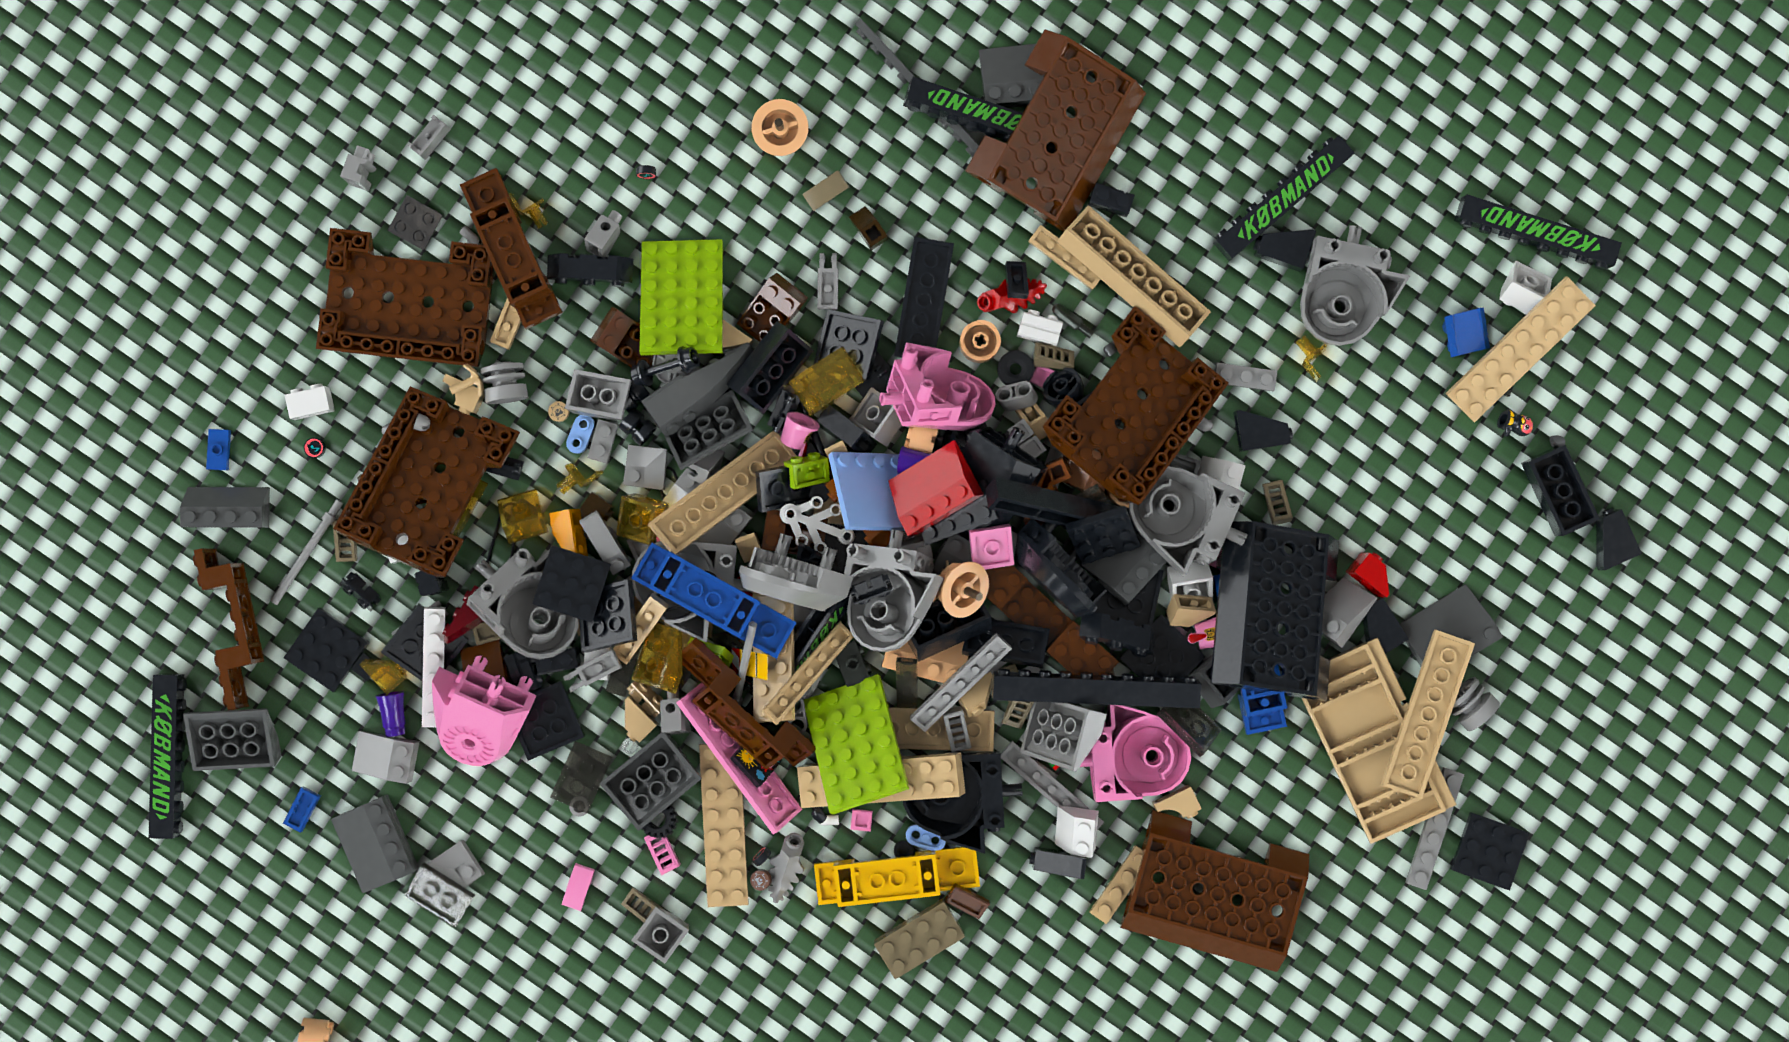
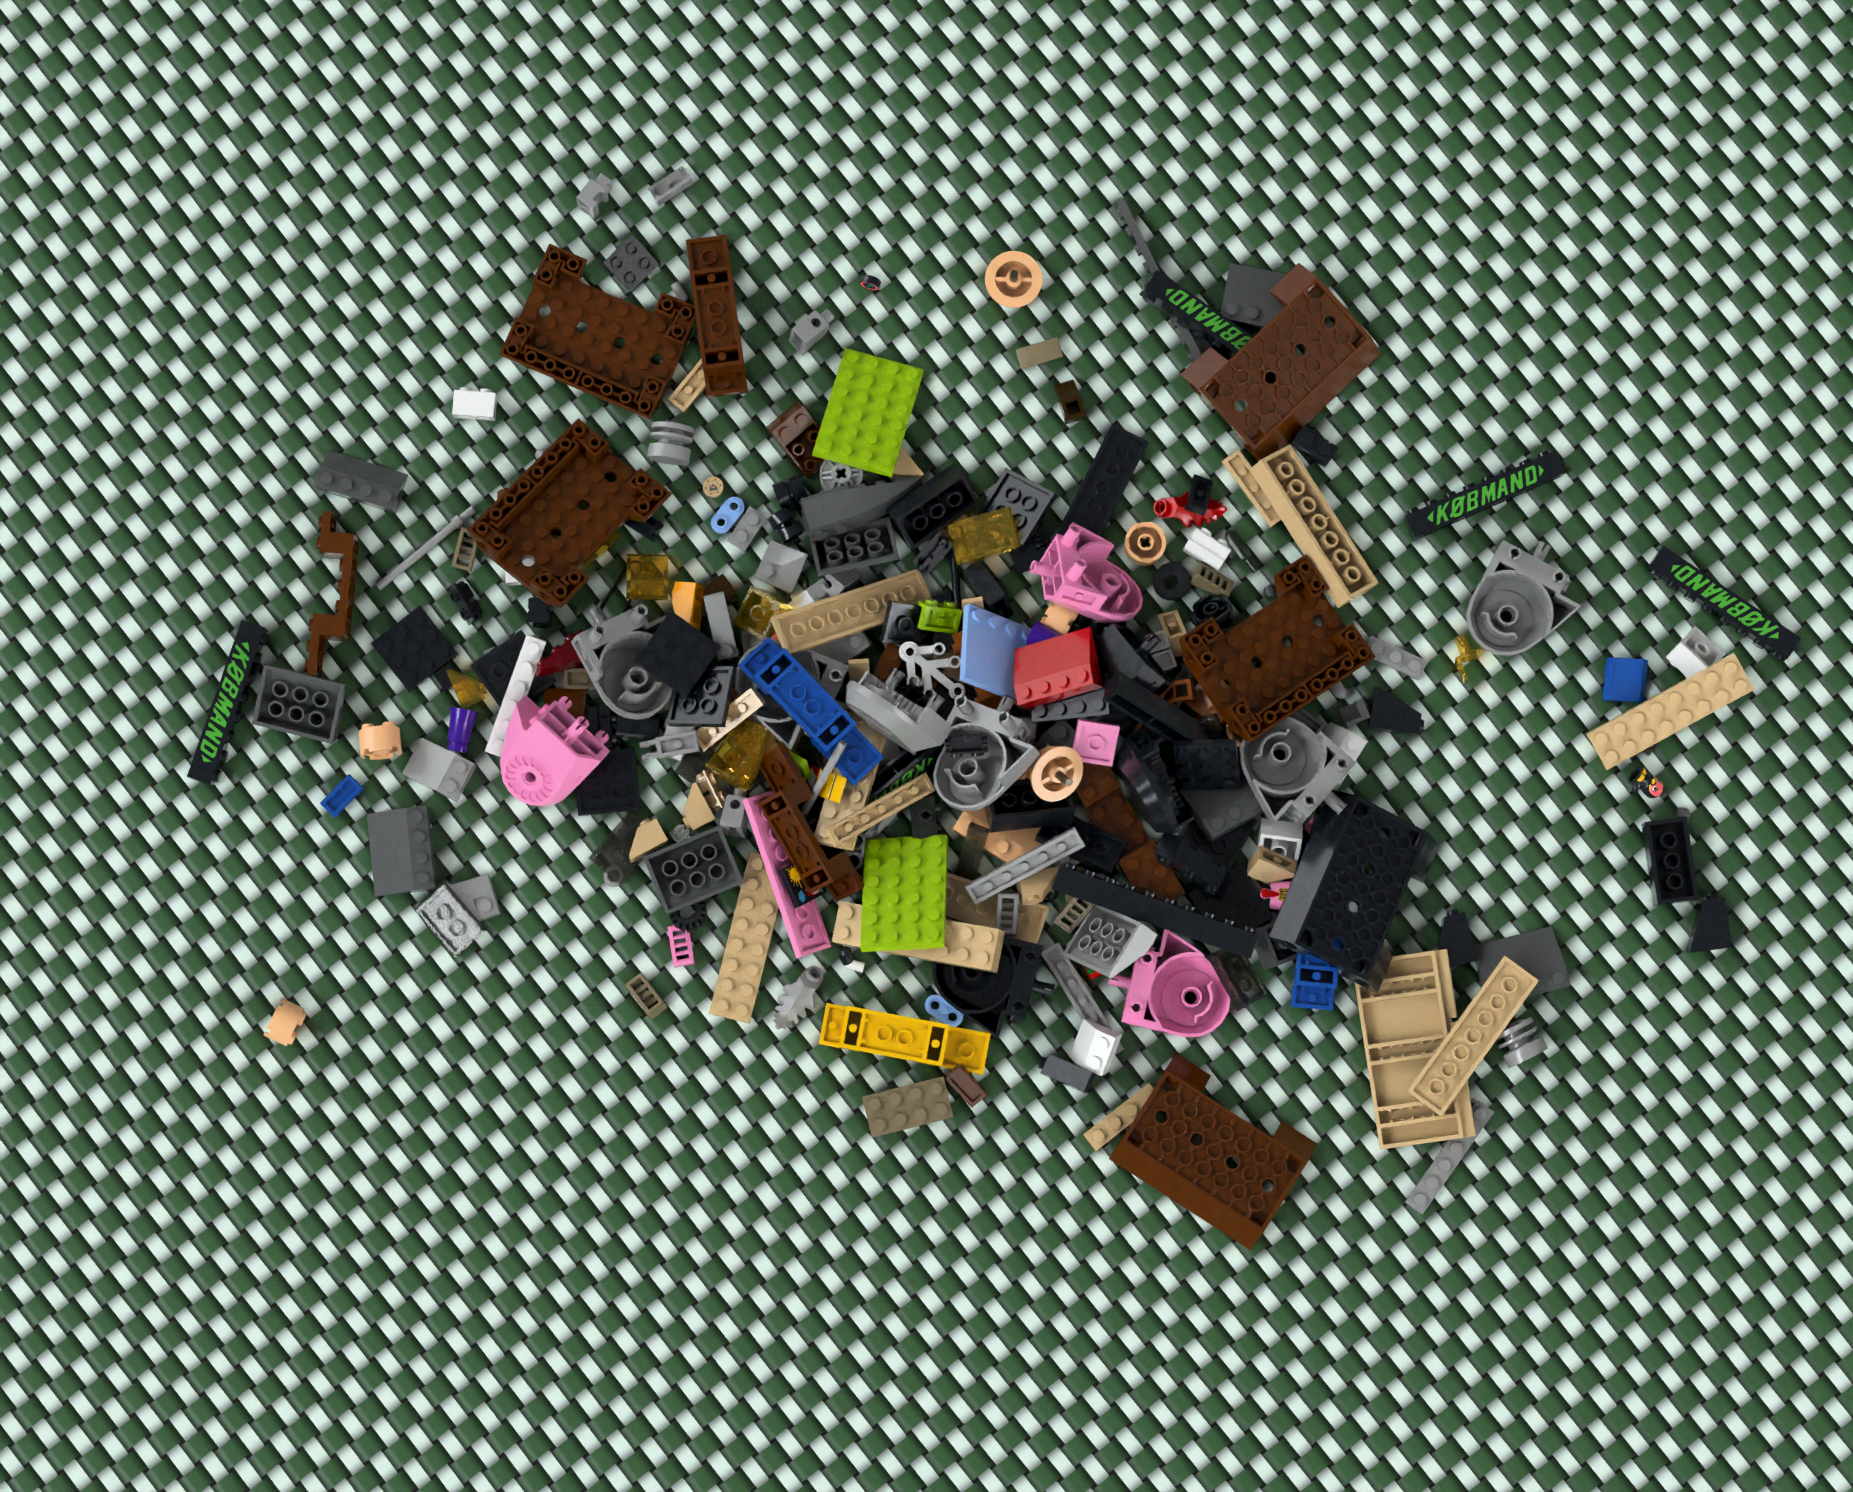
camera: 15 degrees right, 5 degrees down
(218, 449) = (371, 423): blue plate -> none
(314, 448) = (464, 450): black tile -> none
(319, 749) = (379, 741): none -> light nougat brick
(422, 423) = (580, 456): light grey hinge -> none
(467, 398) = (630, 444): tan arch -> none
(473, 379) = (642, 431): tan plant -> none
(533, 210) = (749, 287): clear yellow bracket -> none
(575, 478) = (710, 556): clear yellow bracket -> none
(578, 887) = (588, 954): bright pink slope -> none
(590, 269) = (787, 359): black brick -> none
(597, 395) = (757, 482): light grey slope -> none
(599, 764) = (647, 839): none -> tan slope
(661, 933) = (656, 1022): light grey slope -> none
(686, 358) = (808, 473): black piece -> none
(761, 856) = (777, 979): black tile -> none
(761, 879) = (769, 1002): reddish brown tile -> none
(775, 302) = (955, 445): reddish brown slope -> none
(798, 431) = (941, 576): bright pink hat -> none
(827, 284) = (1013, 444): light grey hinge -> none
(861, 820) = (886, 975): bright pink tile -> none
(876, 420) = (1022, 587): light grey slope -> none
(903, 849) = (919, 1013): black tile -> none
(1016, 396) = (1164, 607): light grey beam -> none
(1040, 375) = (1194, 595): bright pink tile -> none
(1181, 800) = (1207, 1052): tan arch -> none
(1223, 441) = (1354, 713): none -> dark grey panel
(1285, 248) = (1471, 544): black slope -> none
(1288, 515) = (1390, 807): dark tan slope -> none
(1344, 610) = (1421, 913): light grey slope -> none
(1370, 573) = (1458, 884): red slope -> none
(1489, 851) = (1497, 1196): black plate -> none

